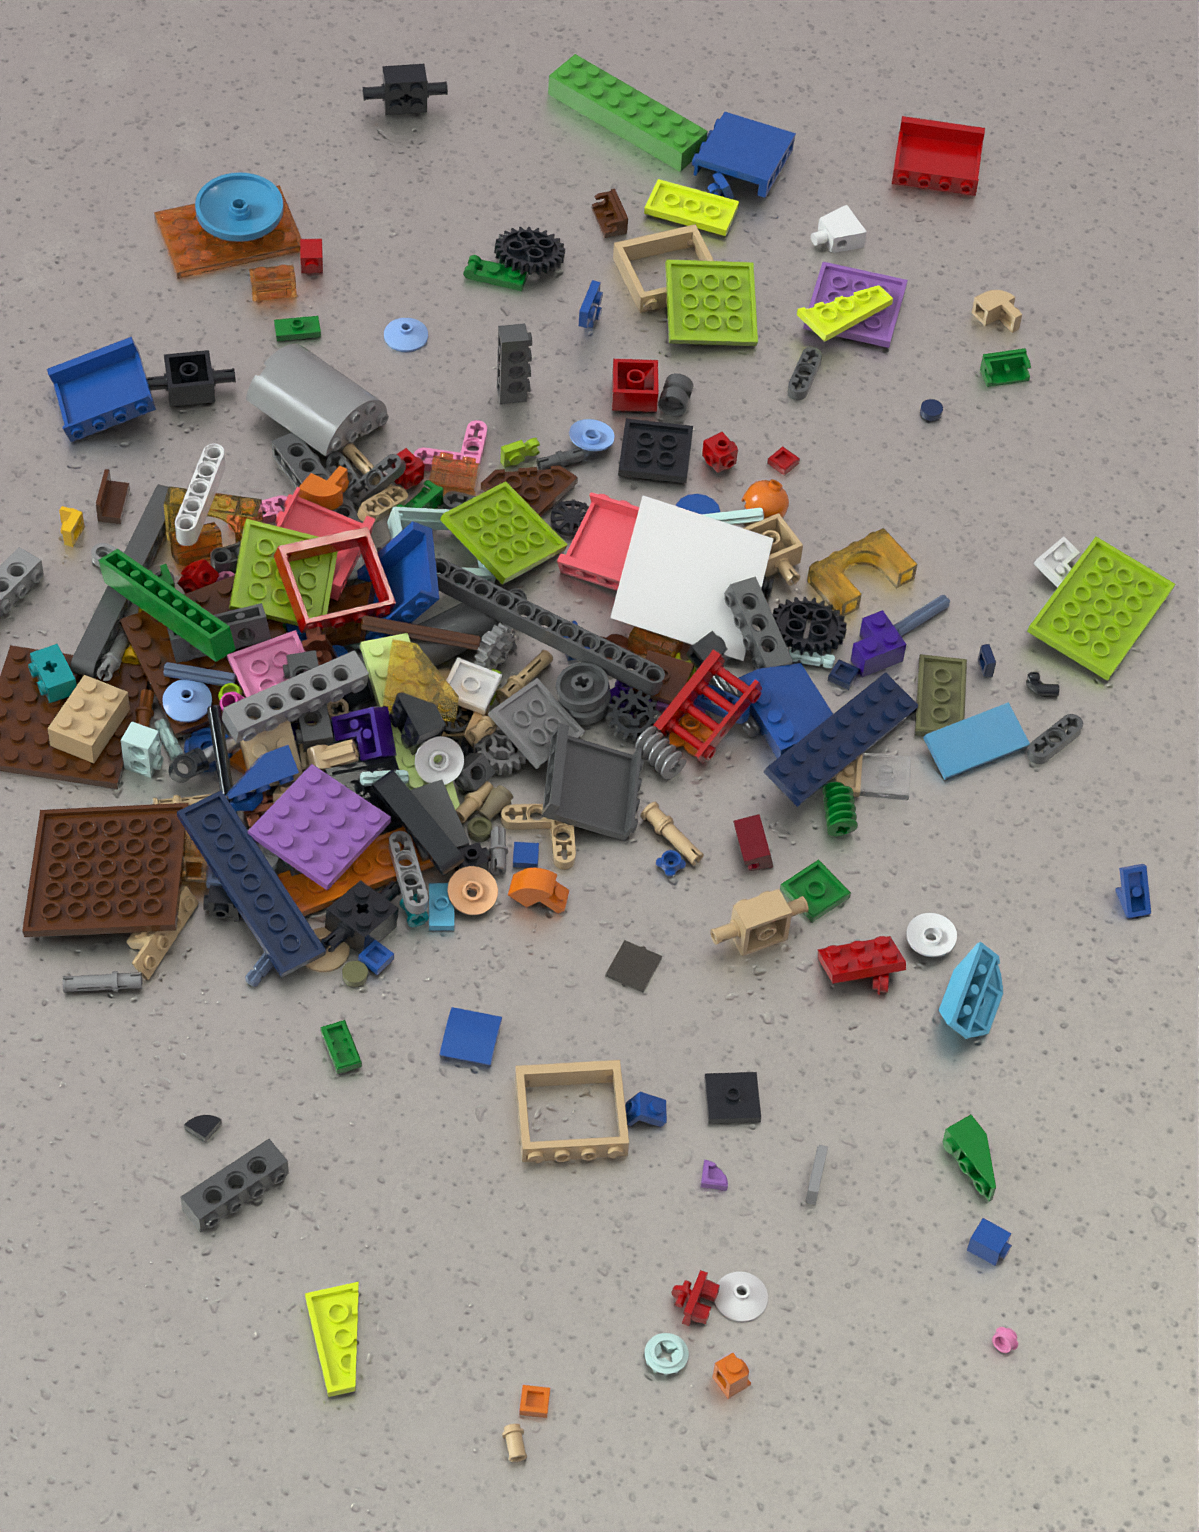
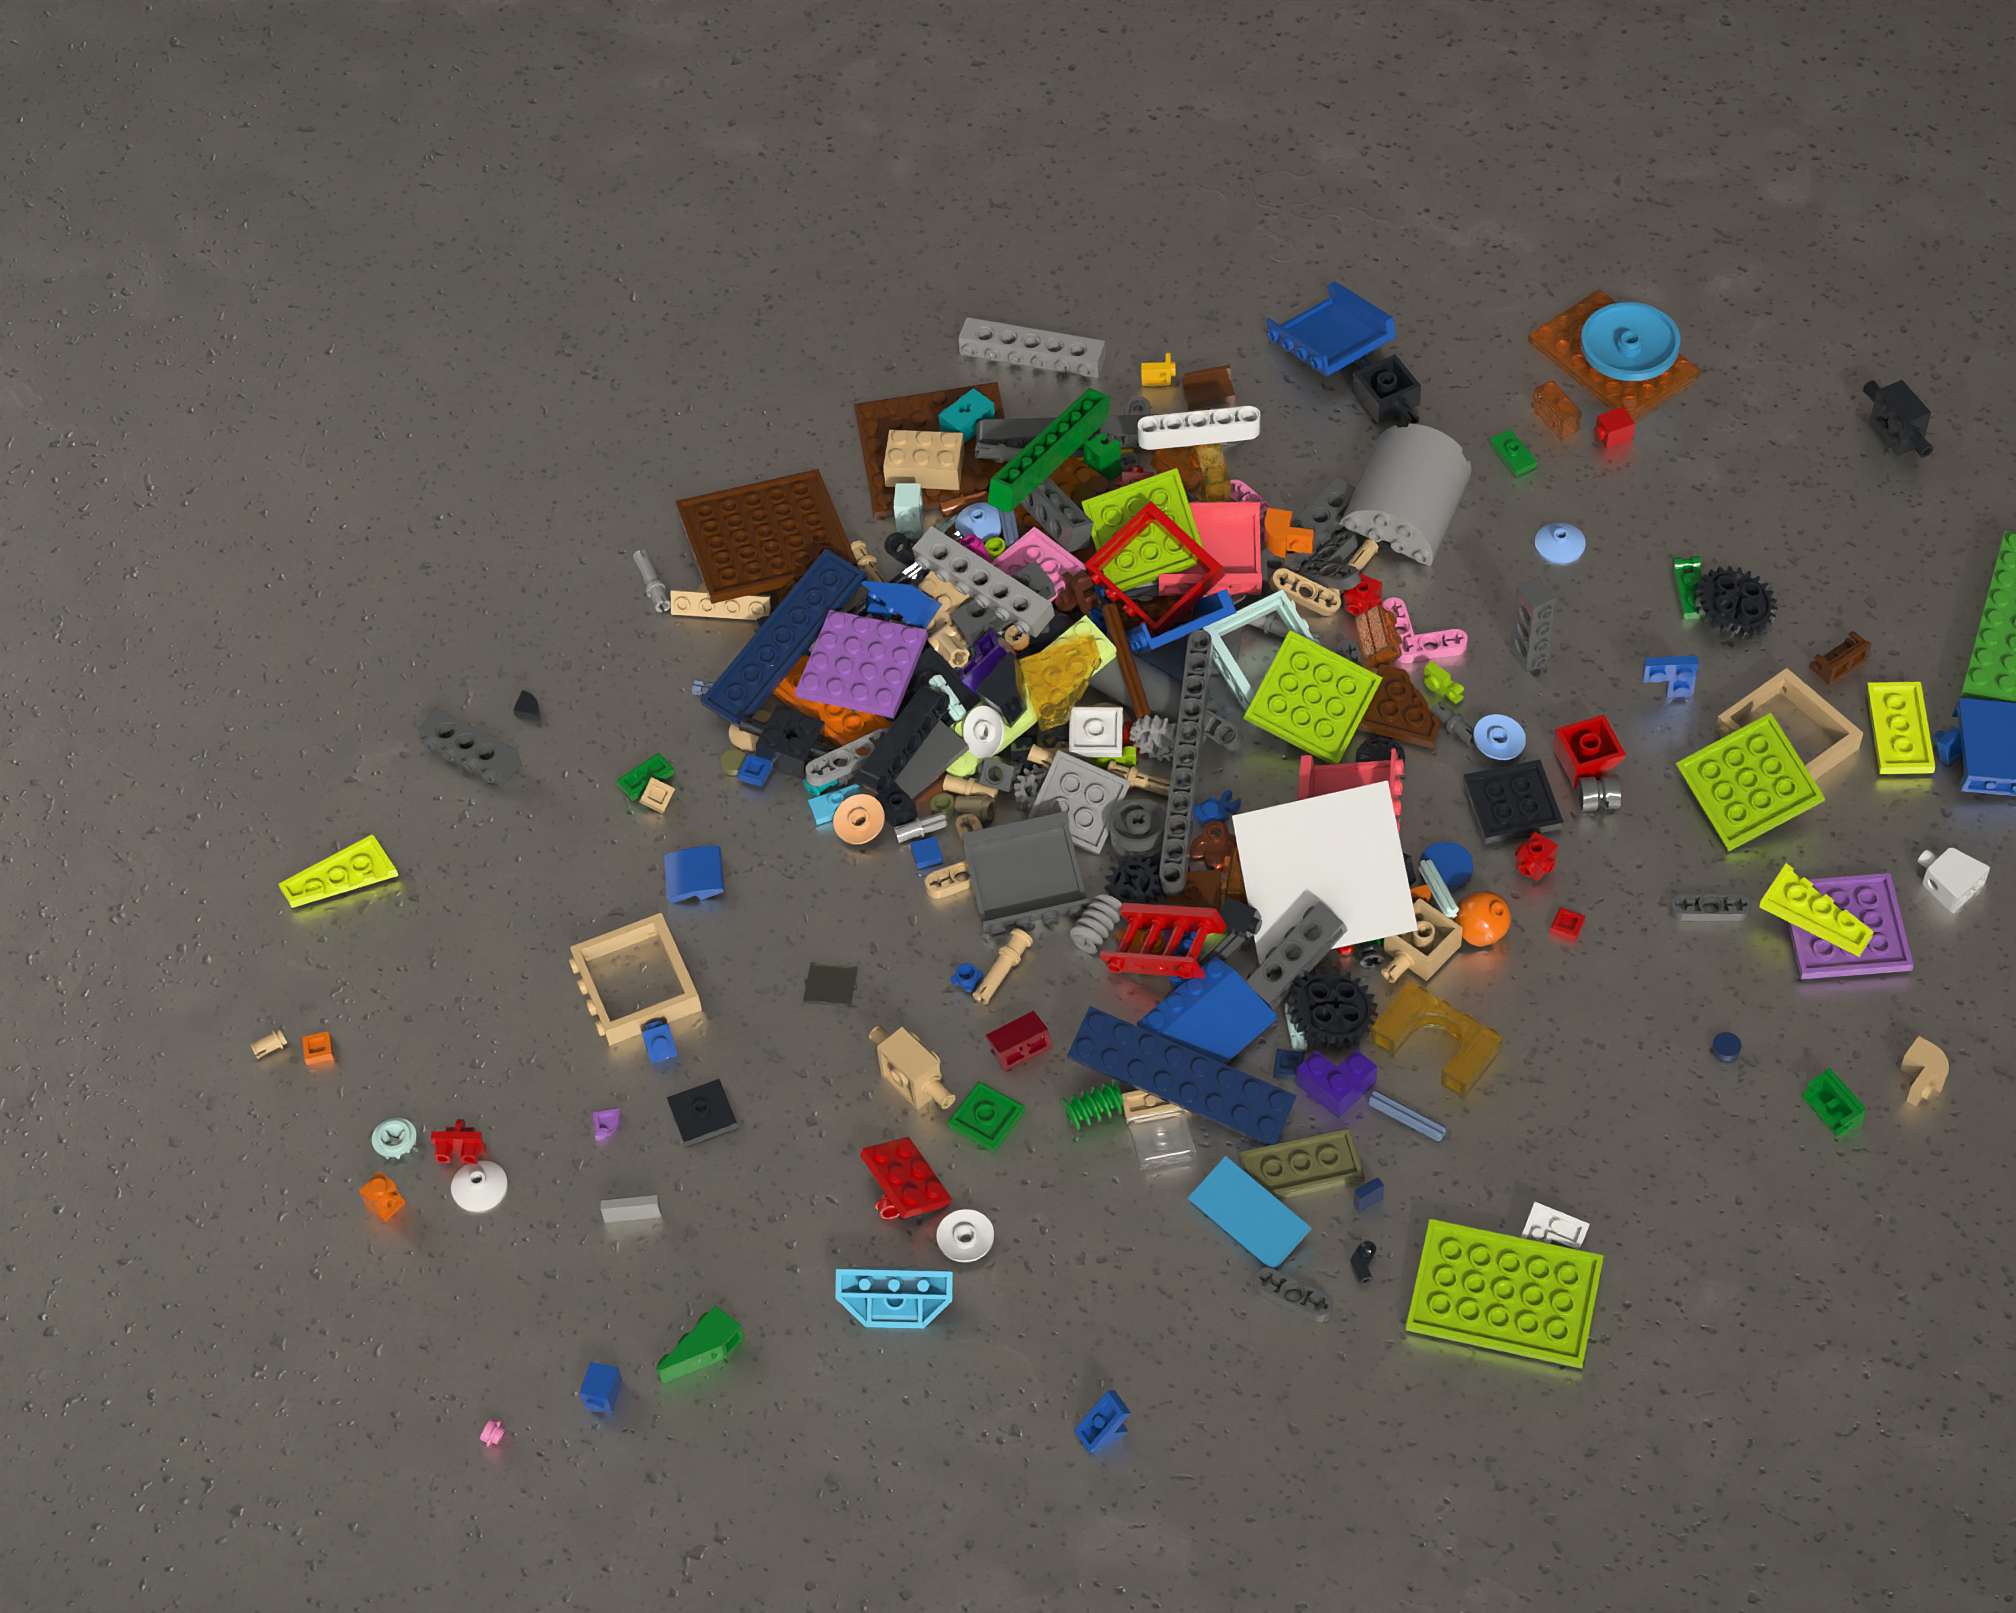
camera: 80 degrees right, 0 degrees up
(369, 1041) = (657, 795): none -> tan tile
(427, 498) = (1331, 629): green hinge -> none
(536, 886) = (880, 874): orange brick -> none

